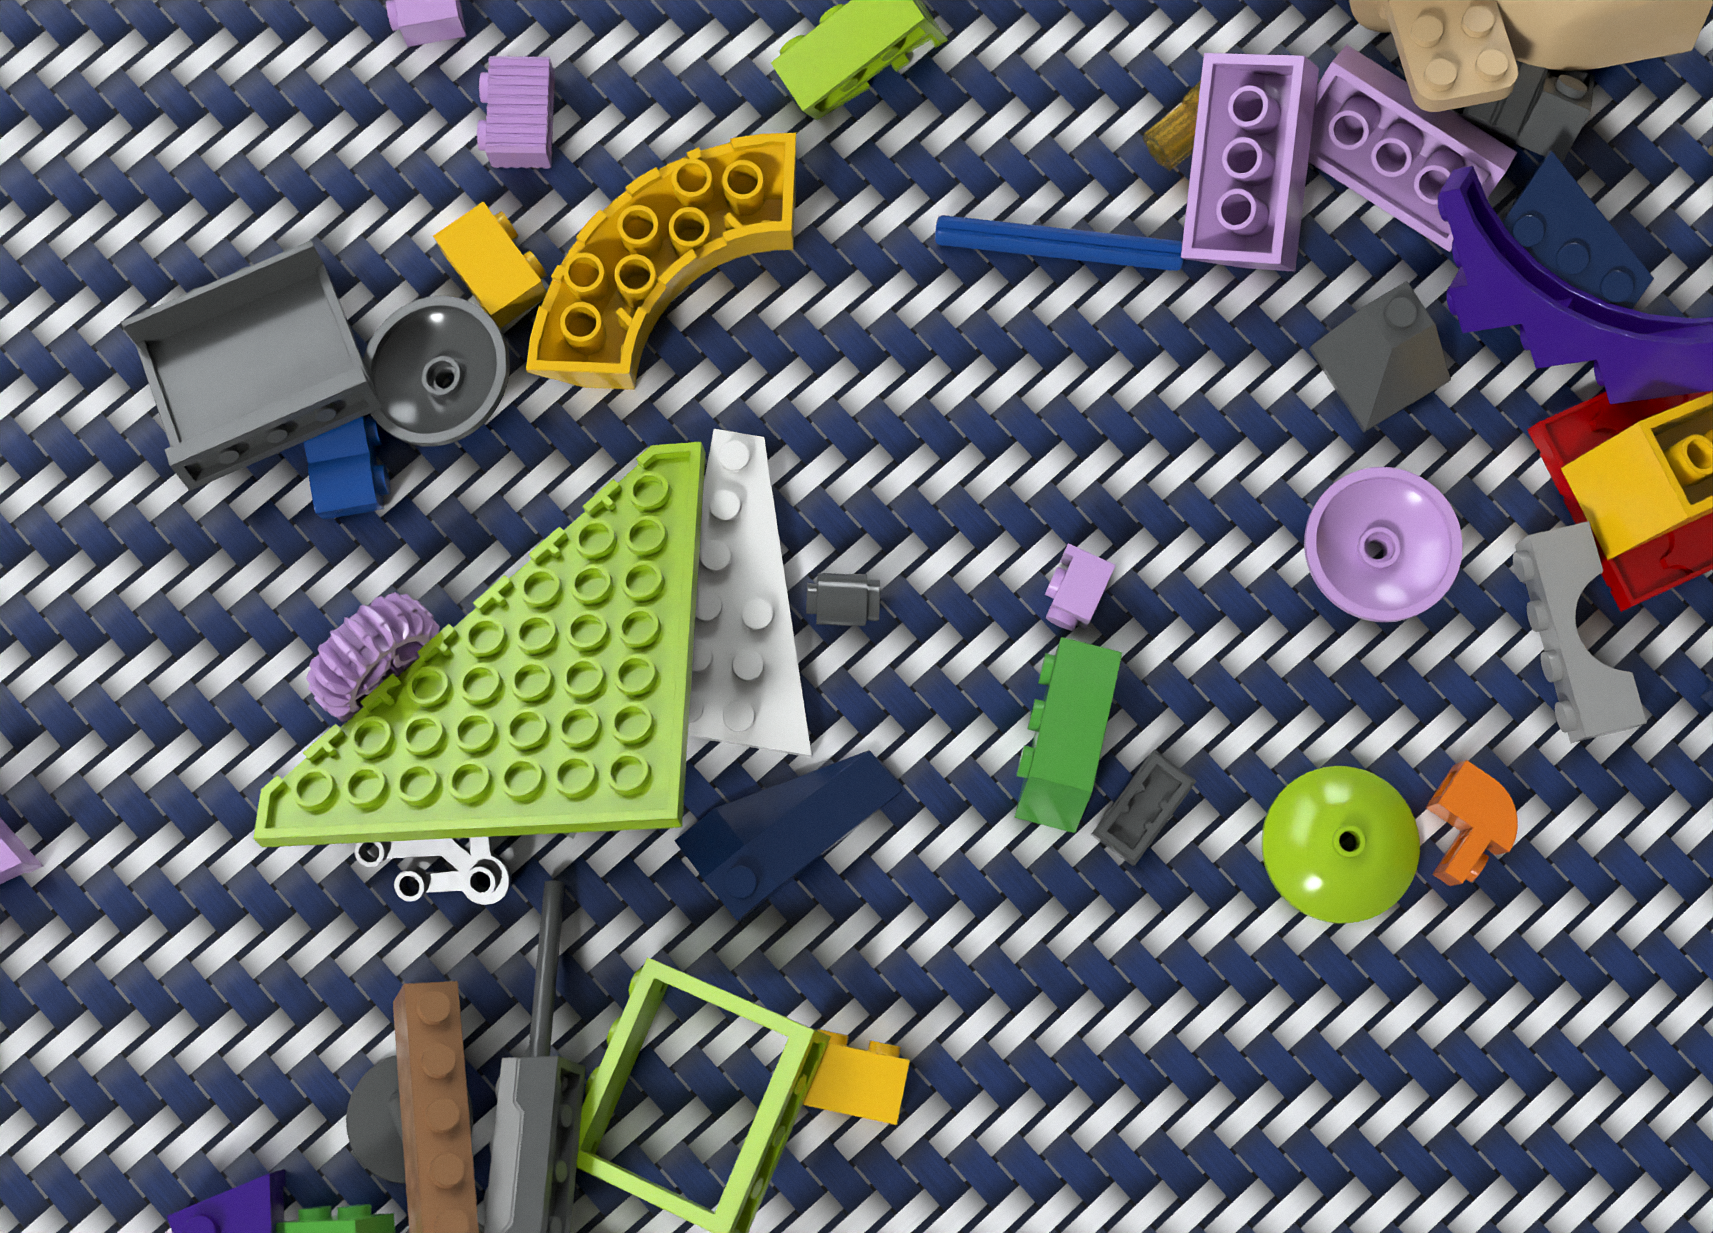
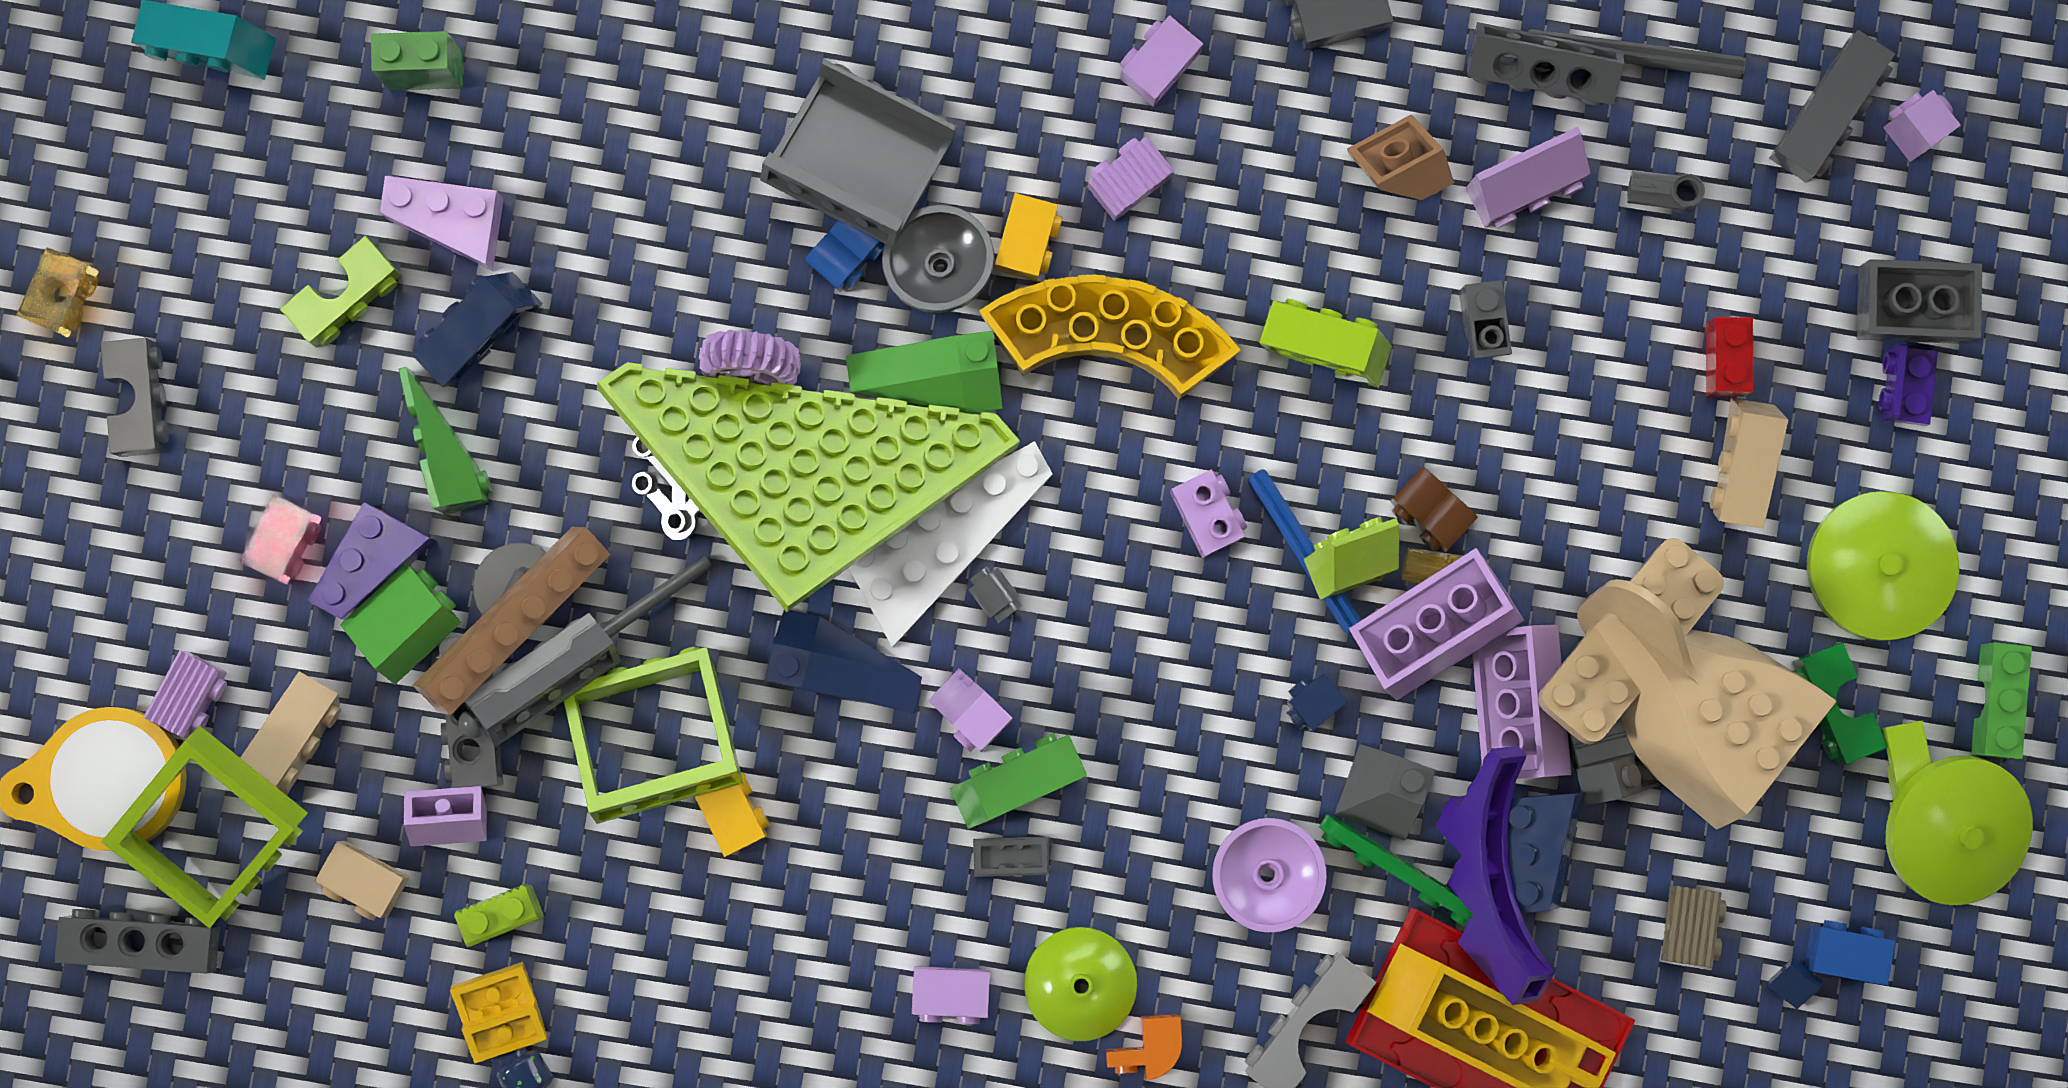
camera: 45 degrees right, 5 degrees up
(81, 934) = (473, 326): none -> dark blue wedge
(210, 1089) = (449, 470): none -> bright green wedge
(557, 466) = (938, 372): none -> bright green wedge
(939, 307) = (1208, 513): none -> lavender brick
(956, 720) = (970, 711): none -> lavender wedge
(1077, 588) = (1105, 721): lavender brick -> none
(1111, 188) = (1354, 557): none -> lime slope
(1123, 78) = (1433, 510): none -> reddish brown brick
(1230, 355) = (1313, 702): none -> dark blue brick
(1245, 993) = (950, 993): none -> lavender brick
(1441, 422) = (1371, 853): none -> green piece

